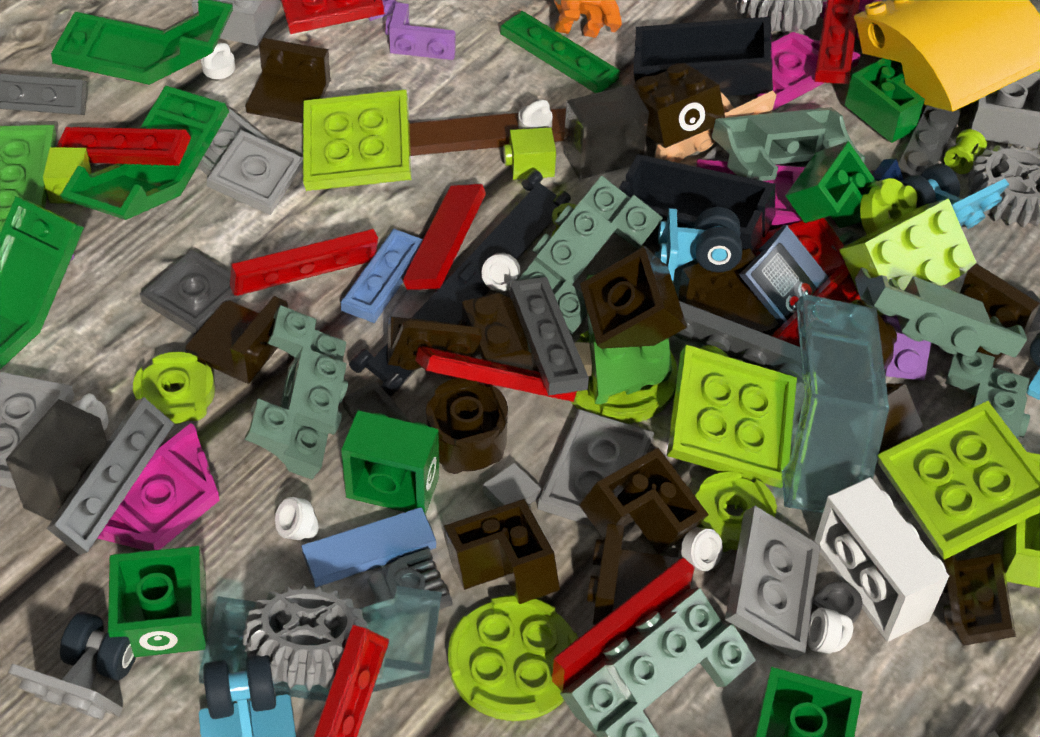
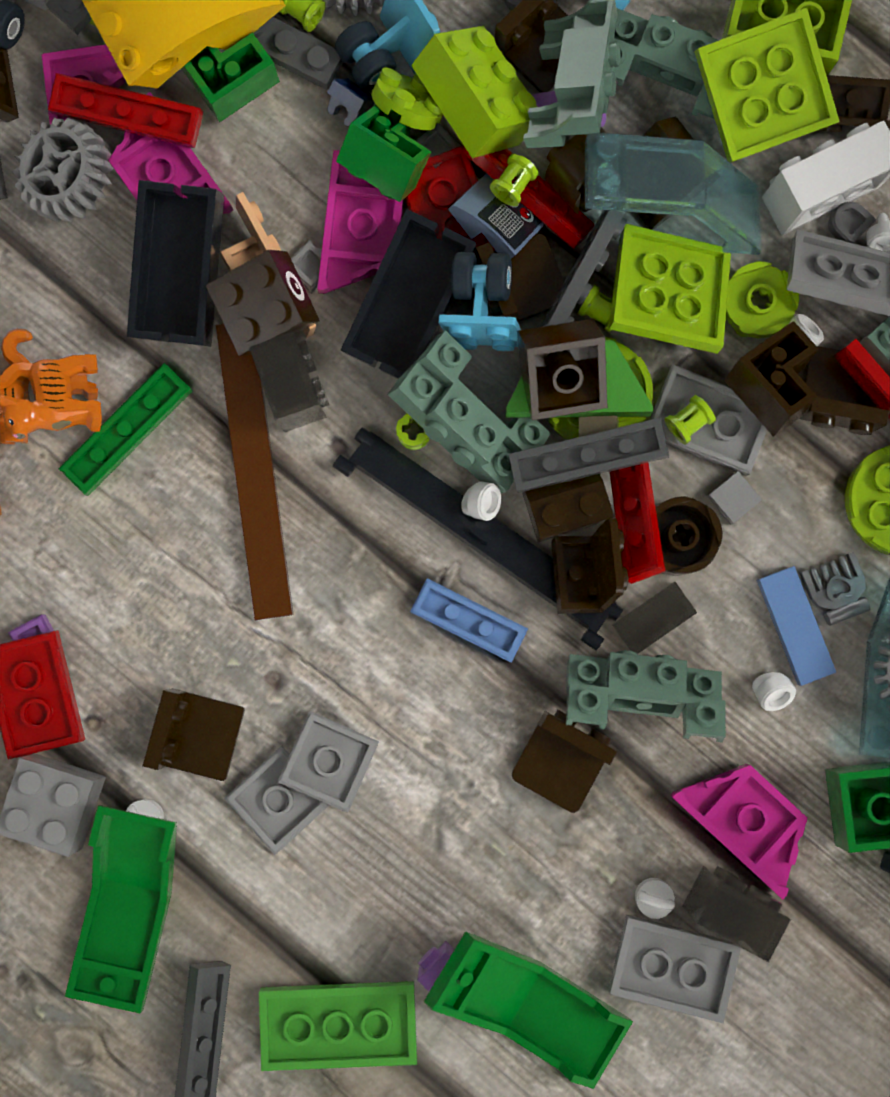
camera: 85 degrees left, 35 degrees up
(60, 167) = (336, 965): lime brick -> none
(110, 476) = (751, 863): plate -> none
(128, 144) = (299, 910): red tile -> none
(136, 188) = (325, 876): green windscreen -> none
(190, 291) = (492, 811): flat silver tile -> none
(194, 380) = (638, 833): lime plate -> none
(302, 262) = (471, 700): red tile -> none
(356, 140) = (287, 654): lime plate -> none
(390, 462) = (732, 604): green brick -> none
(416, 39) = (117, 600): medium lavender bracket -> none
(444, 237) = (425, 557): red tile -> none
(500, 545) = (815, 496): dark brown brick -> none
(529, 151) = (303, 466): lime brick -> none
(535, 115) = (255, 459): white tile -> none
(592, 432) = (690, 419): none -> lime bush
(778, 138) = (288, 186): sand green bracket -> none
(822, 276) = (524, 172): none -> lime bush

